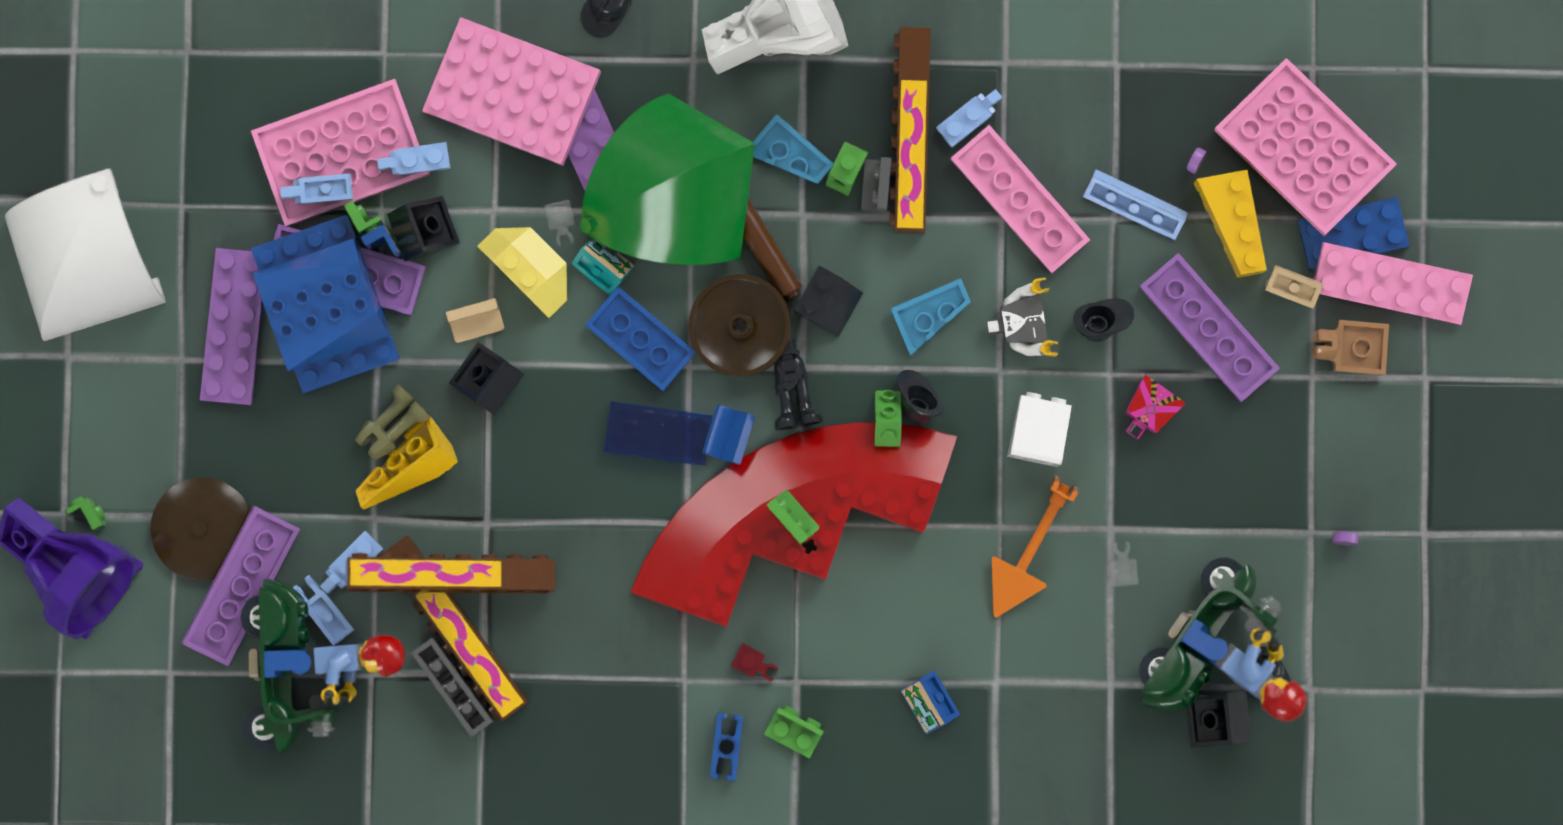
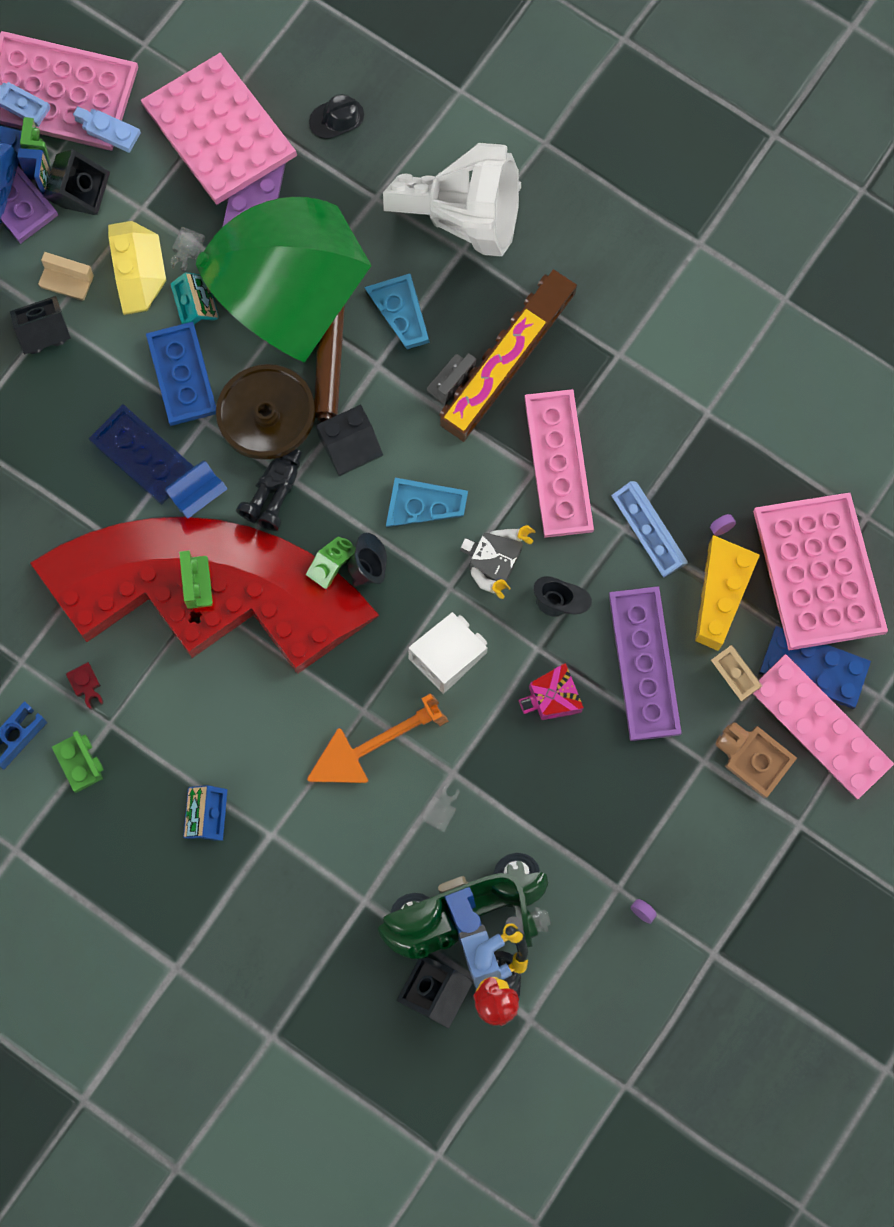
camera: 30 degrees right, 10 degrees down
(846, 168) = (437, 346): bright green torso -> none
(968, 118) = (561, 376): light blue hinge -> none

